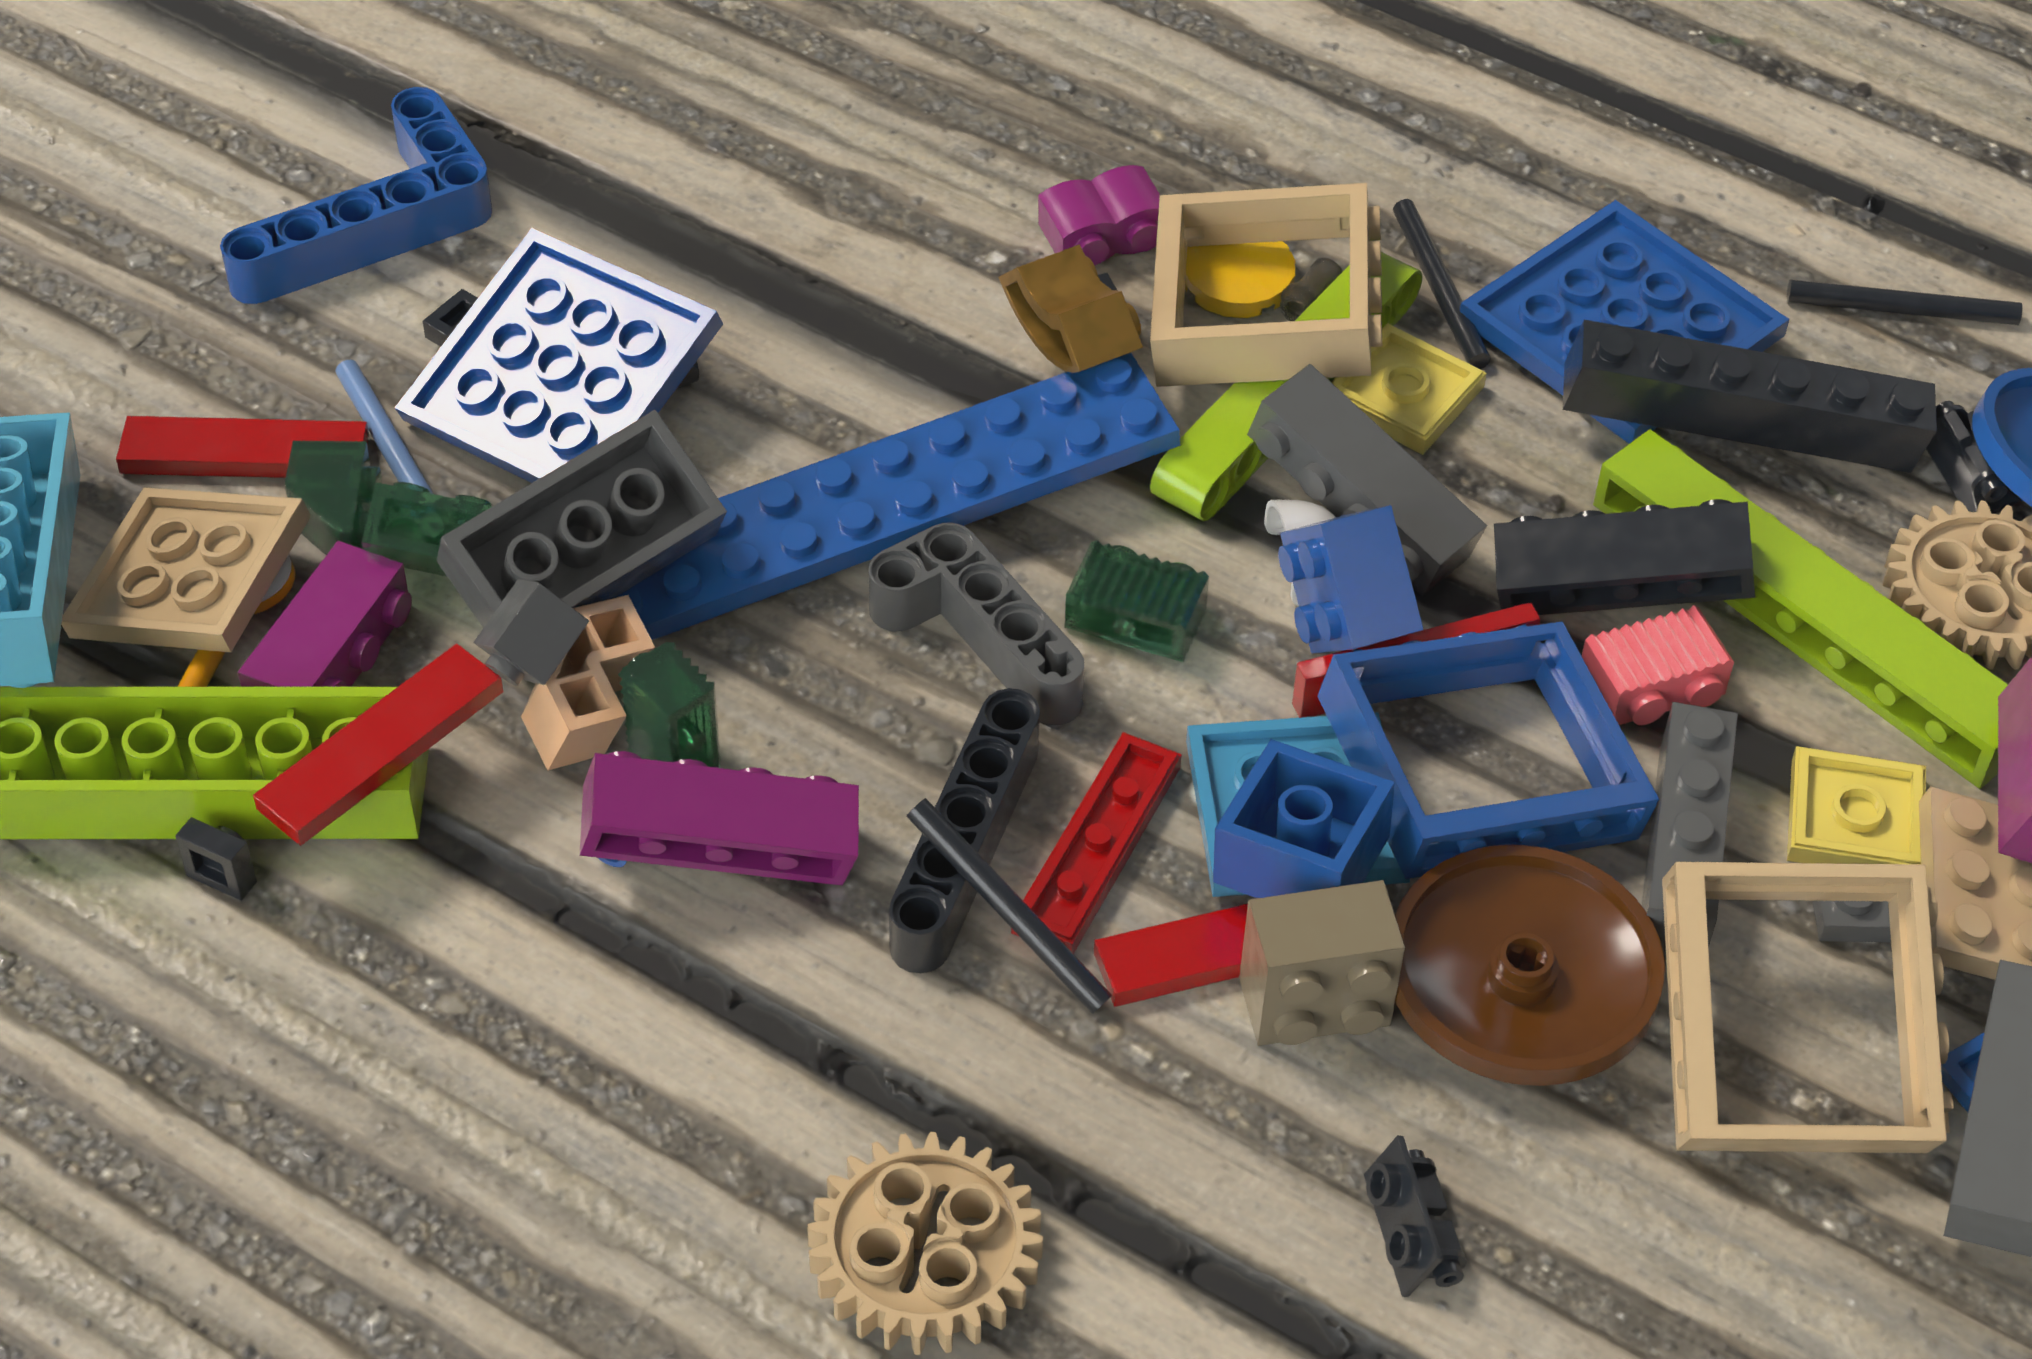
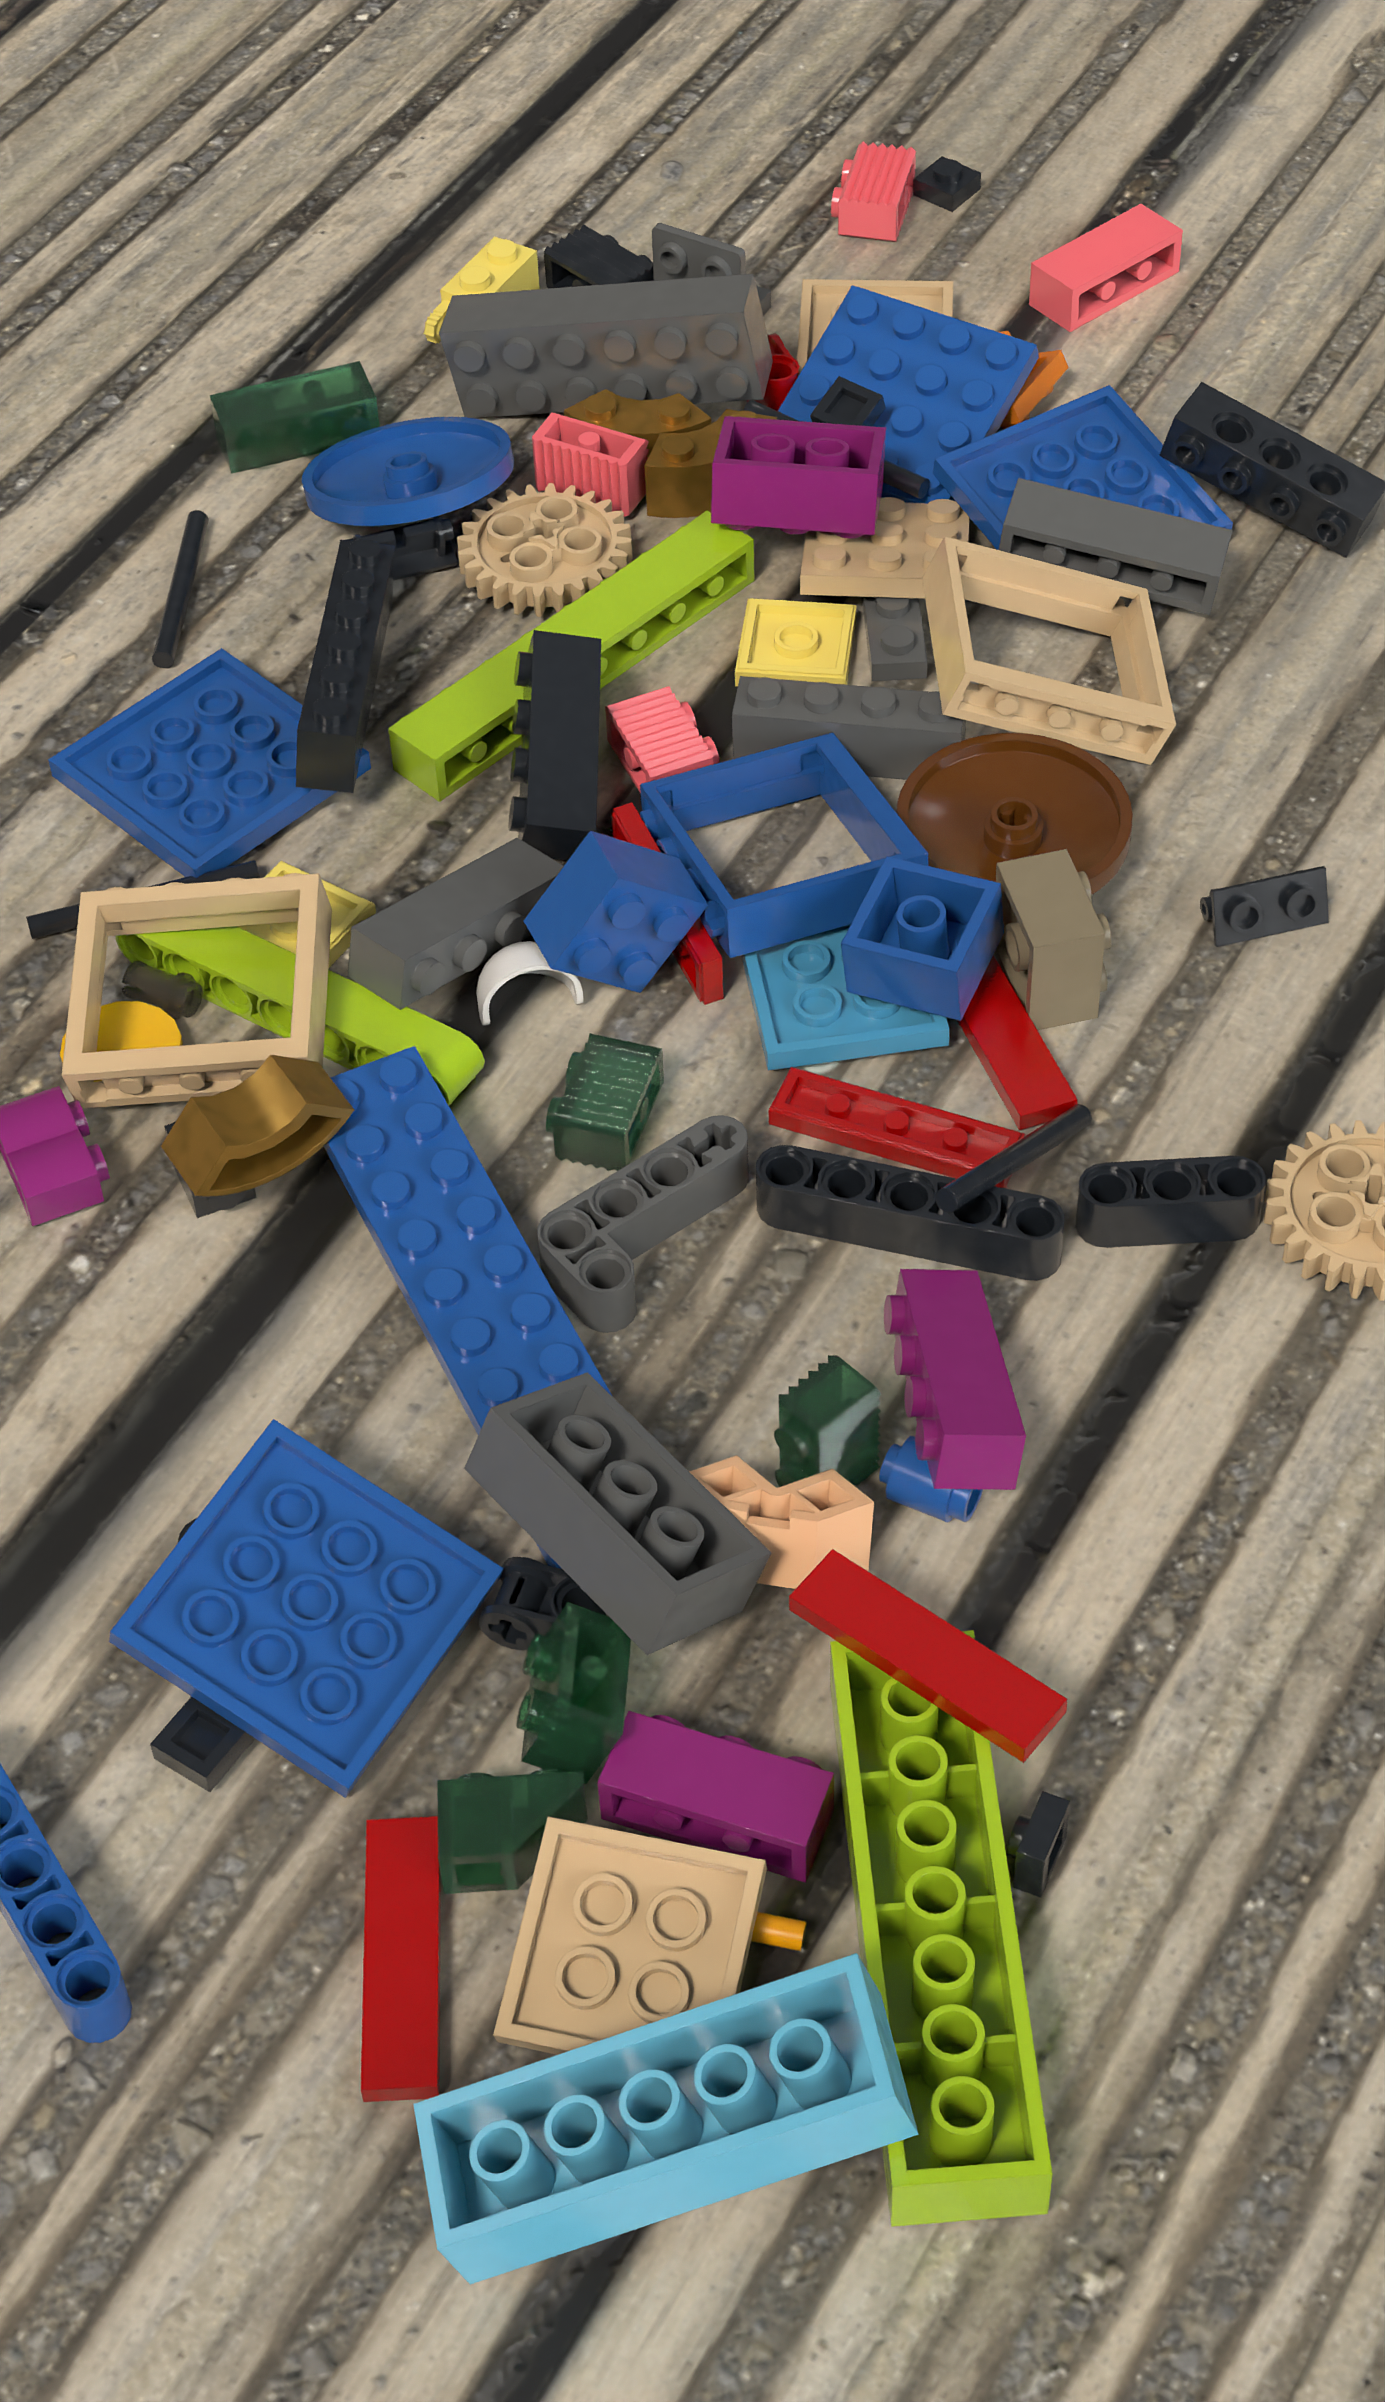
camera: 90 degrees left, 0 degrees up
(379, 424) = (388, 1800): medium blue piece -> none
(529, 633) = (784, 1519): dark grey brick -> none
(959, 1027) = (1170, 1201): none -> black beam

